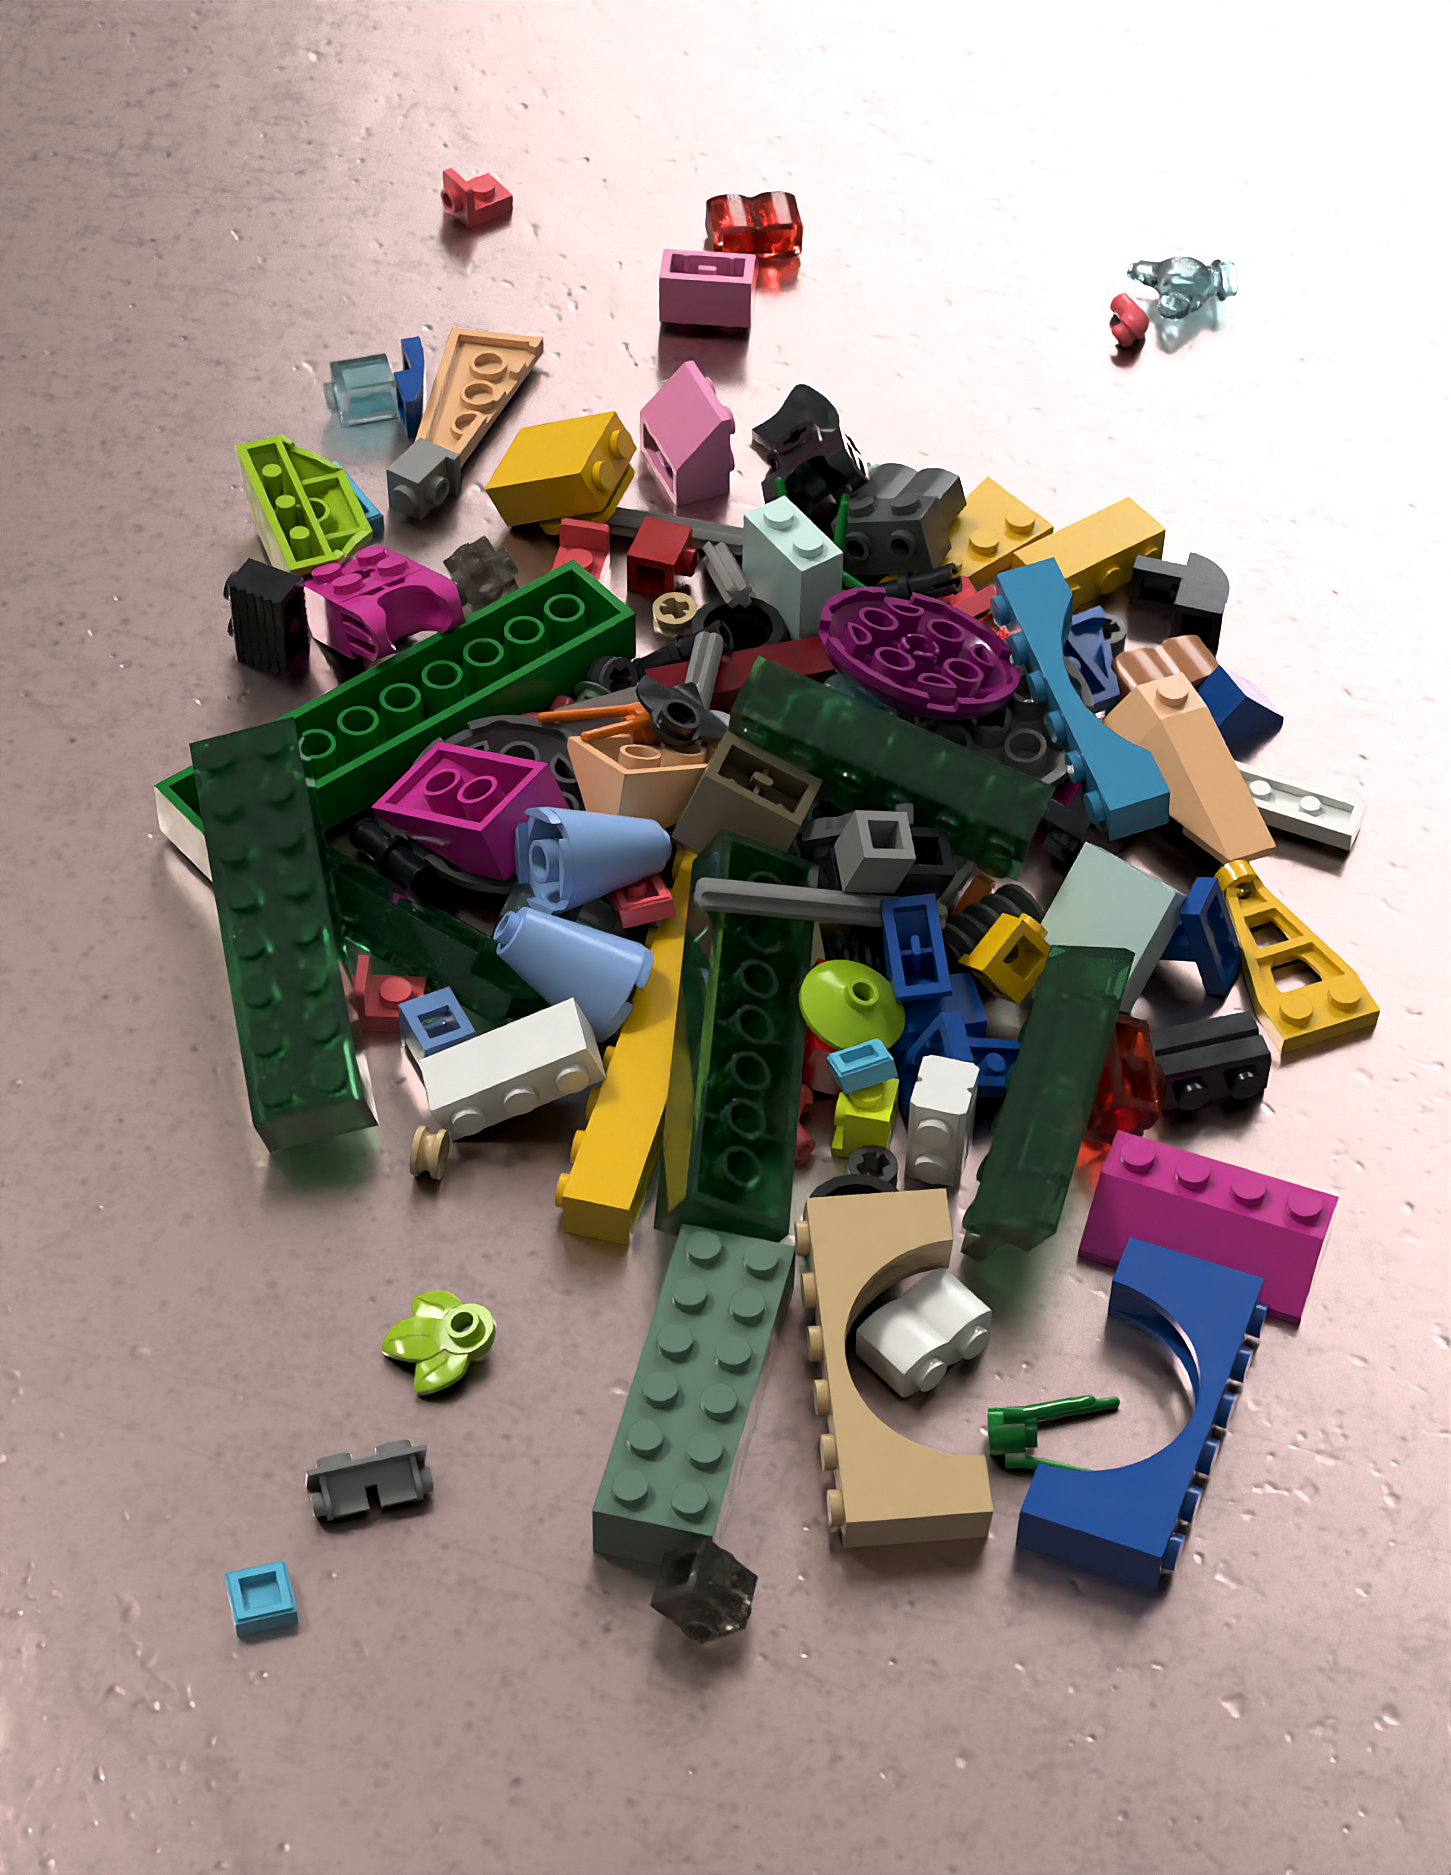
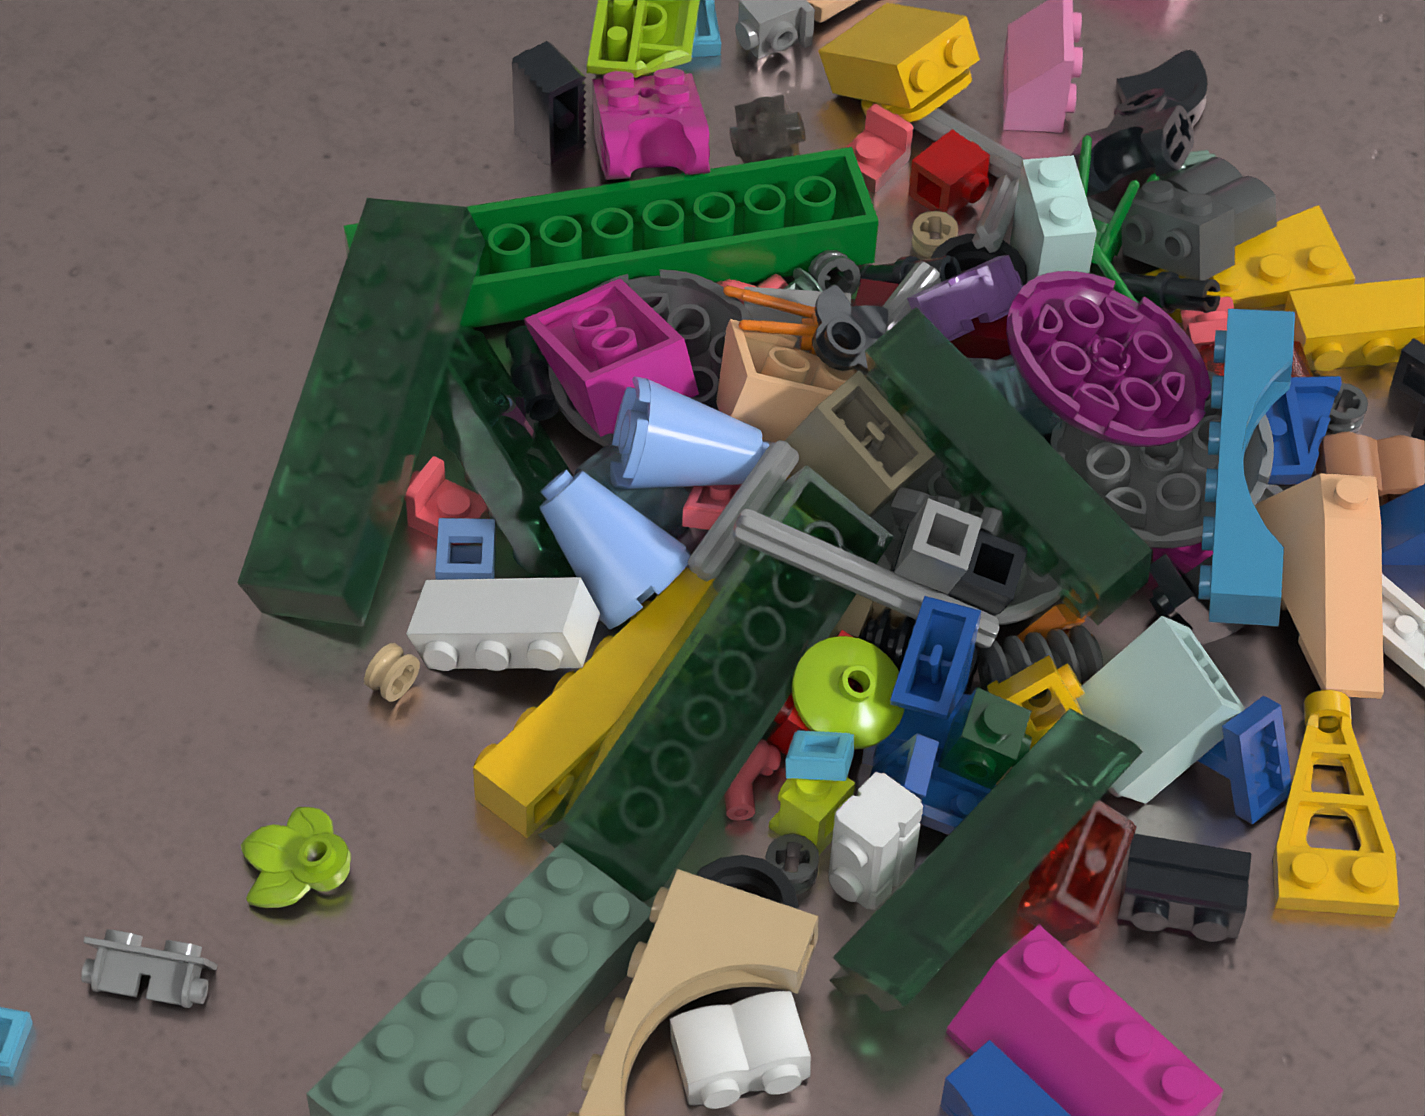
camera: 25 degrees right, 5 degrees up
(677, 892) = (753, 494): none -> light grey axle
(769, 634) = (979, 292): none -> medium lavender piece
(992, 997) = (986, 739): none -> dark green brick

